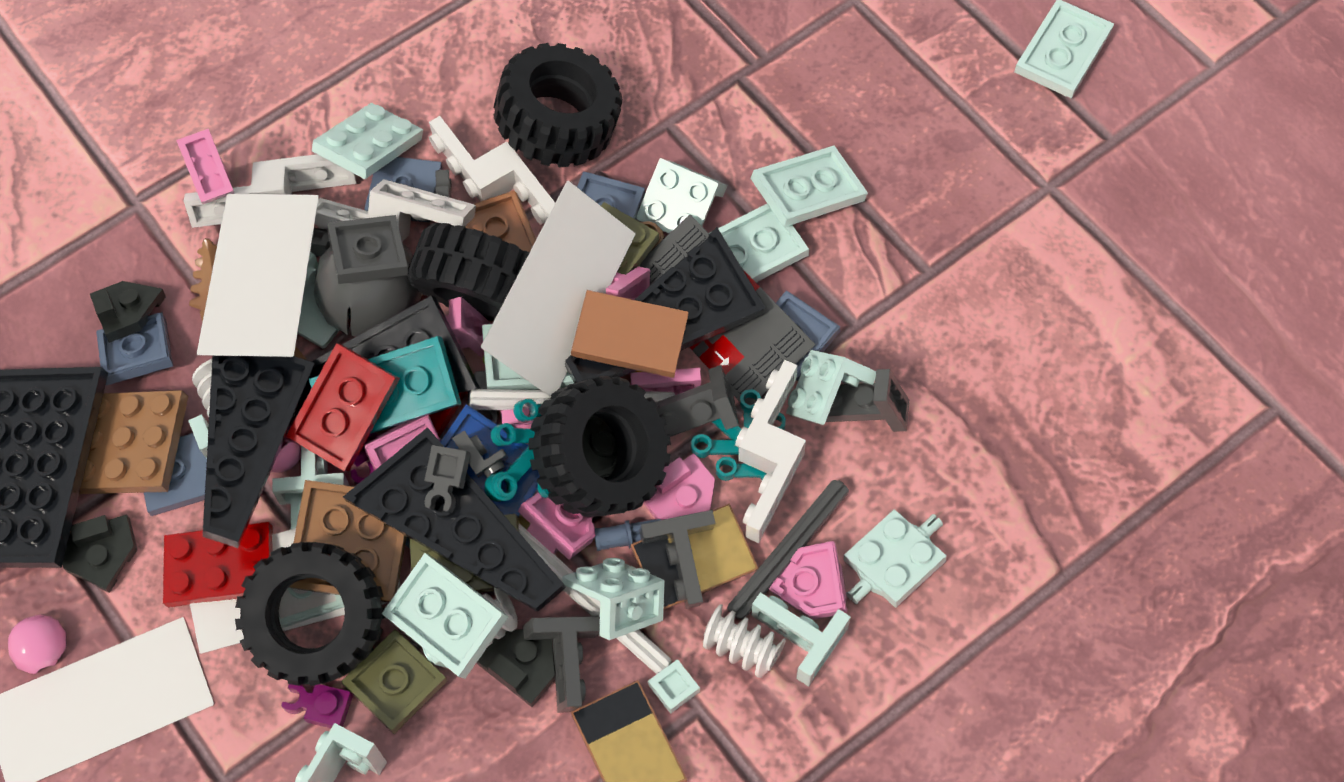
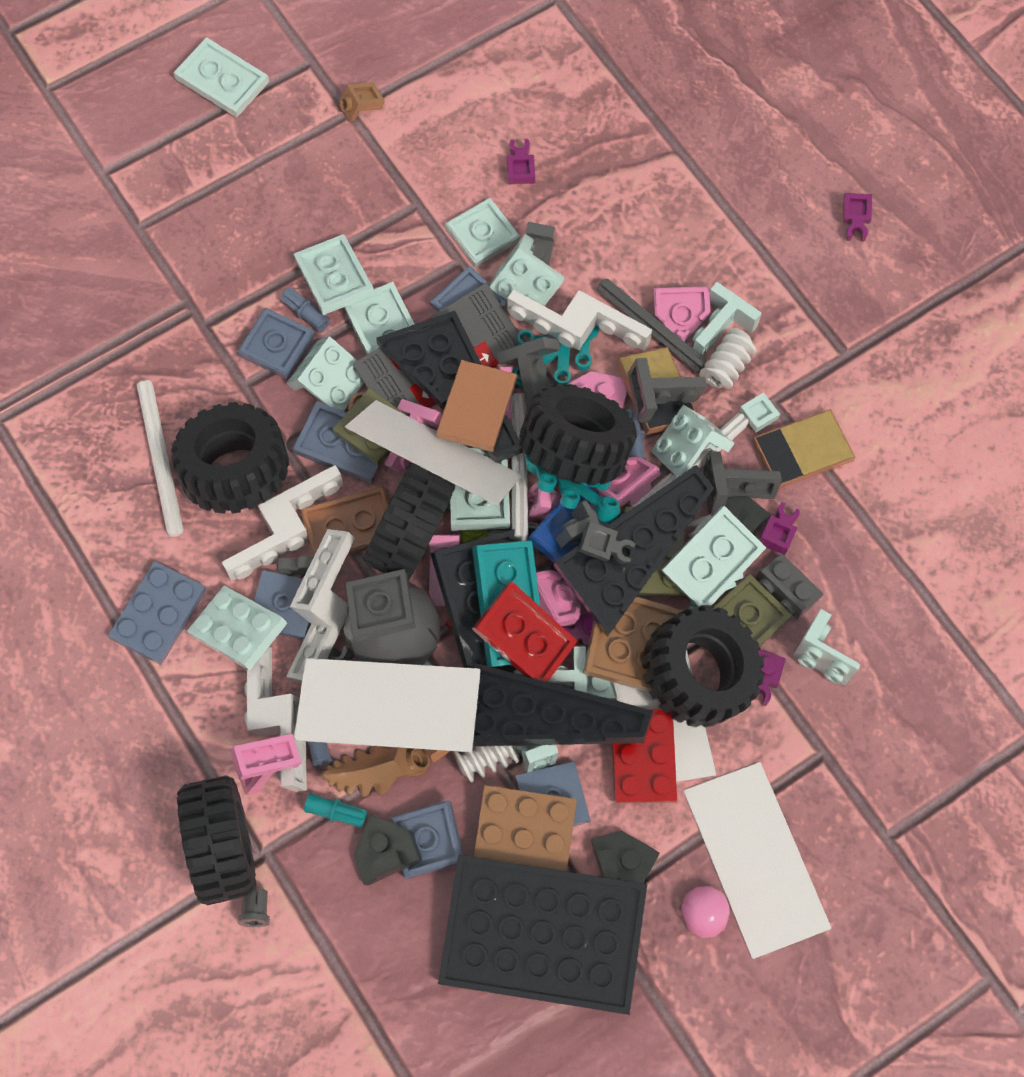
camera: 90 degrees left, 5 degrees up
(73, 197) = (254, 910): none -> dark grey bush
(121, 136) = (216, 840): none -> black tyre
(172, 258) = (335, 810): none -> teal axle
(393, 76) = (157, 613): none -> sand blue plate
(433, 729) = (789, 586): none -> dark grey bracket
(505, 714) = (780, 530): none -> magenta plate
(595, 46) = (160, 458): none -> white axle
(717, 143) = (276, 343): none -> sand blue plate
(776, 153) = (305, 309): none -> sand blue axle
(894, 558) = (663, 254): light aqua plate -> none
(899, 343) = (482, 232): none -> light aqua tile
(999, 379) = (520, 164): none -> magenta plate
(1062, 192) = (360, 98): none -> medium nougat bracket

